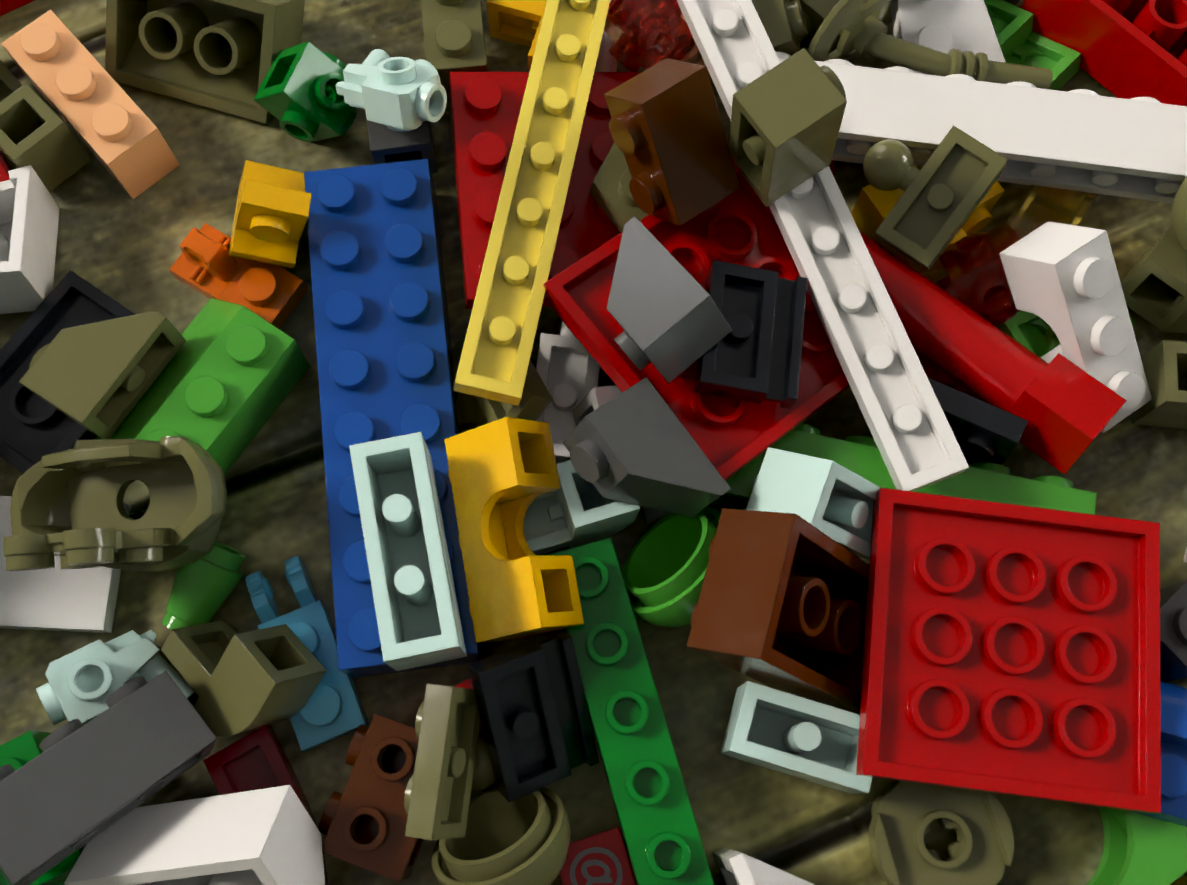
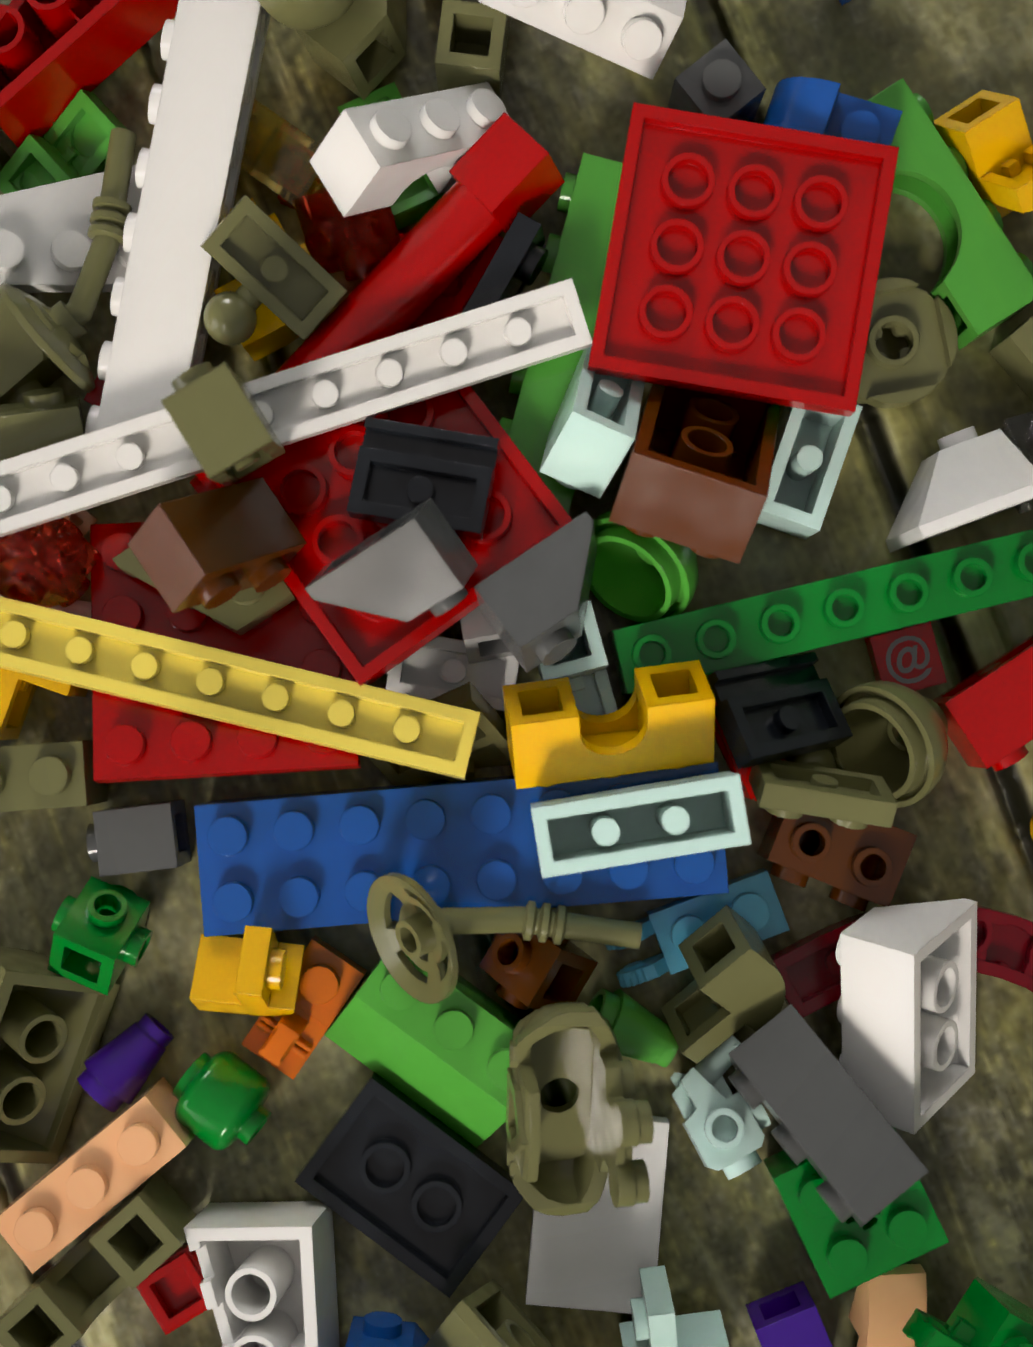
camera: 85 degrees left, 15 degrees up
(103, 368) = (419, 1139): olive slope -> none
(152, 204) = (222, 1100): none -> green head
(191, 124) = (125, 1063): none -> dark purple cone
(272, 484) = (536, 972): none -> reddish brown brick
(301, 352) = (430, 930): none -> olive dish
(394, 90) = (122, 838): light aqua piece -> none

